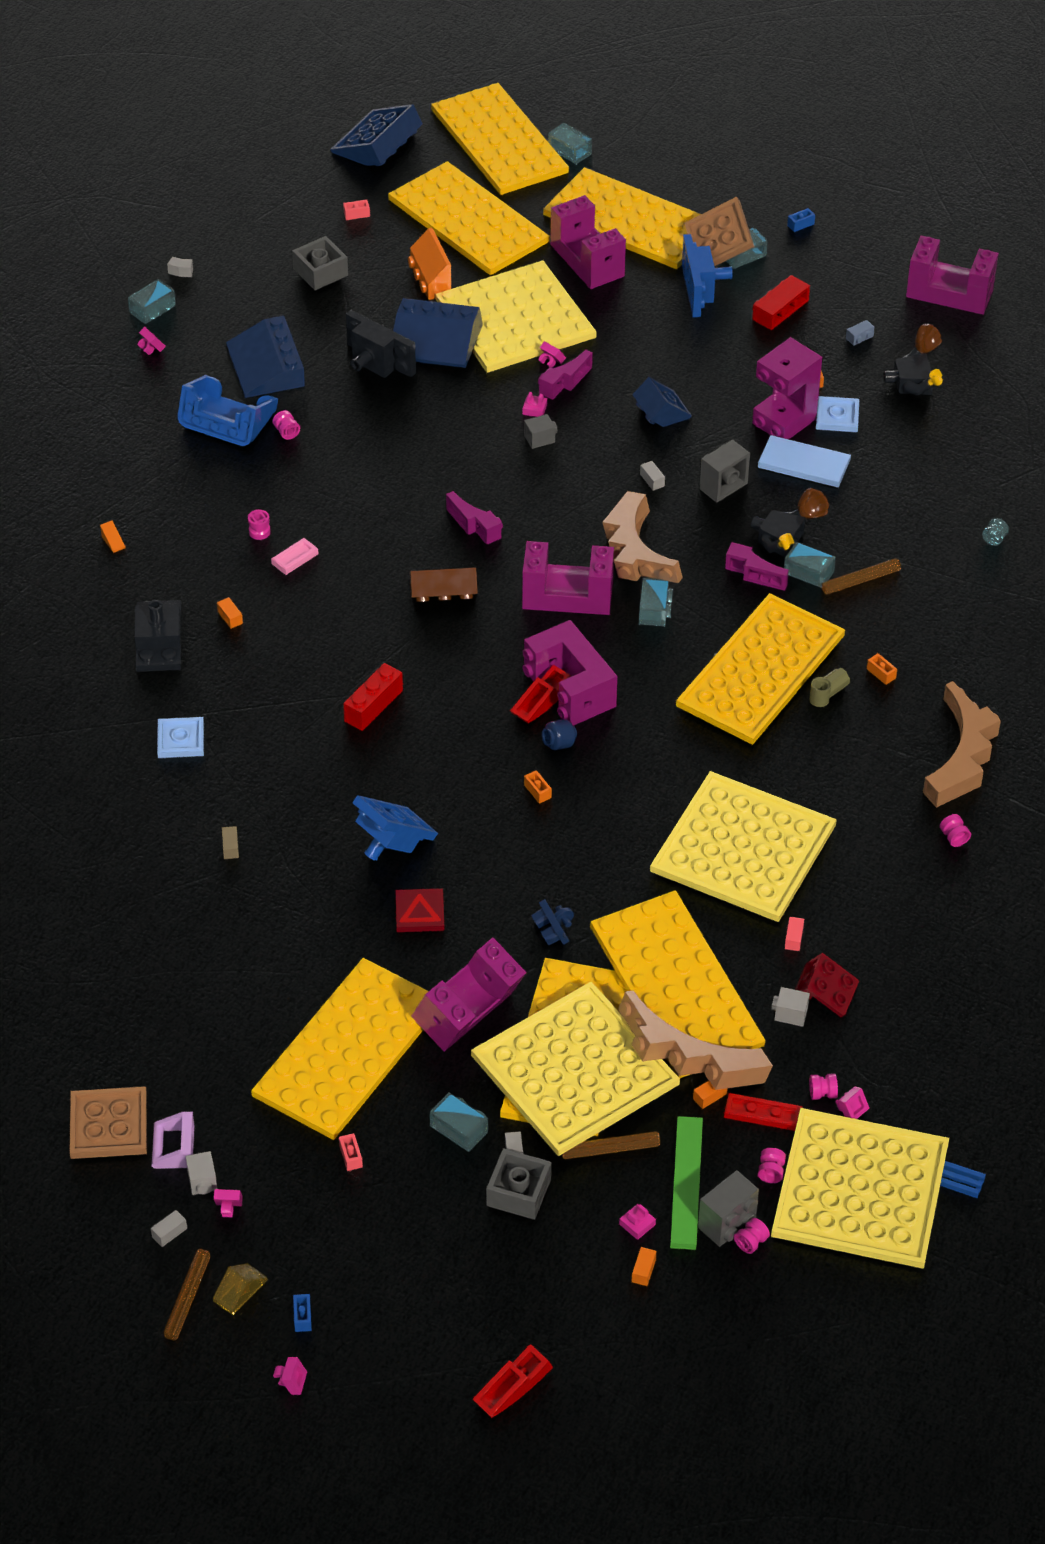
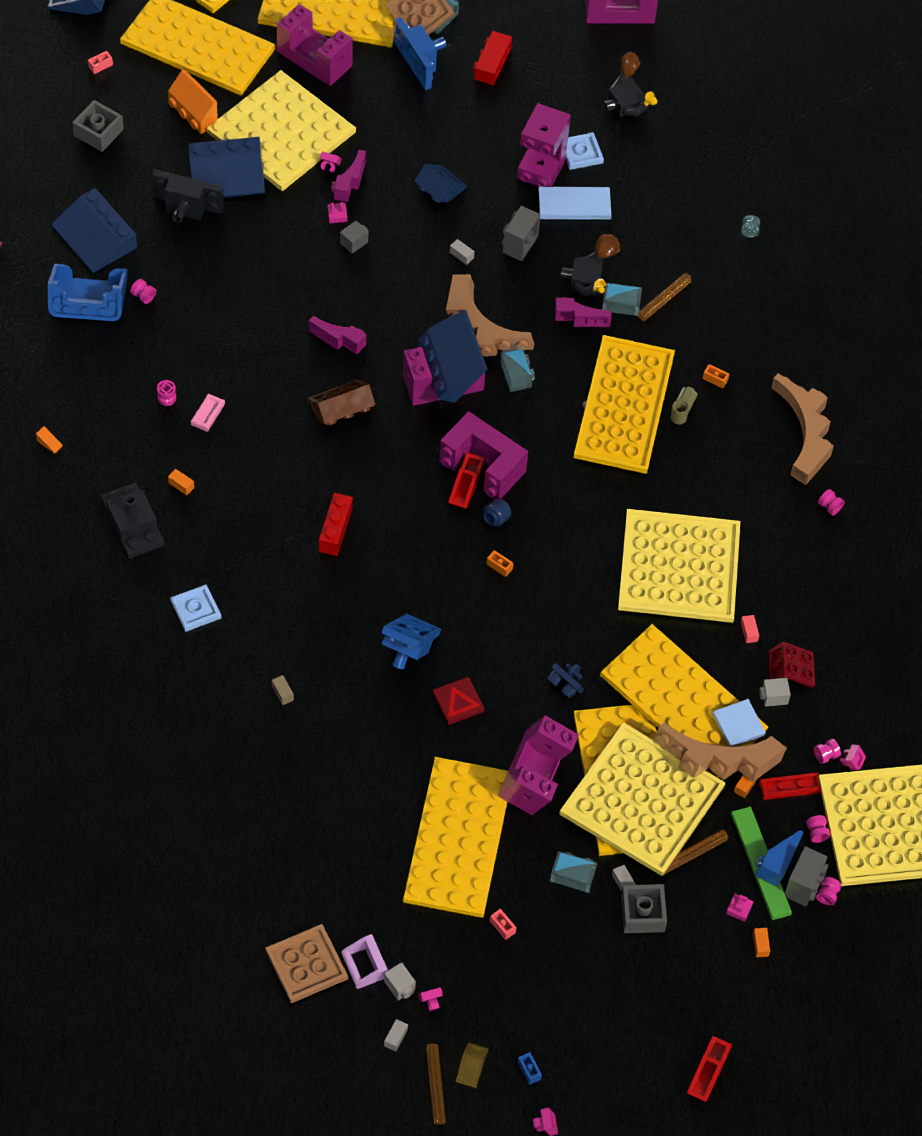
camera: 25 degrees left, 10 degrees up
(576, 561) = (452, 356): none -> dark blue slope
(701, 1178) = (777, 859): none -> blue slope
(728, 1023) = (738, 723): none -> light blue tile
(860, 332) = (567, 68): sand blue piece -> none

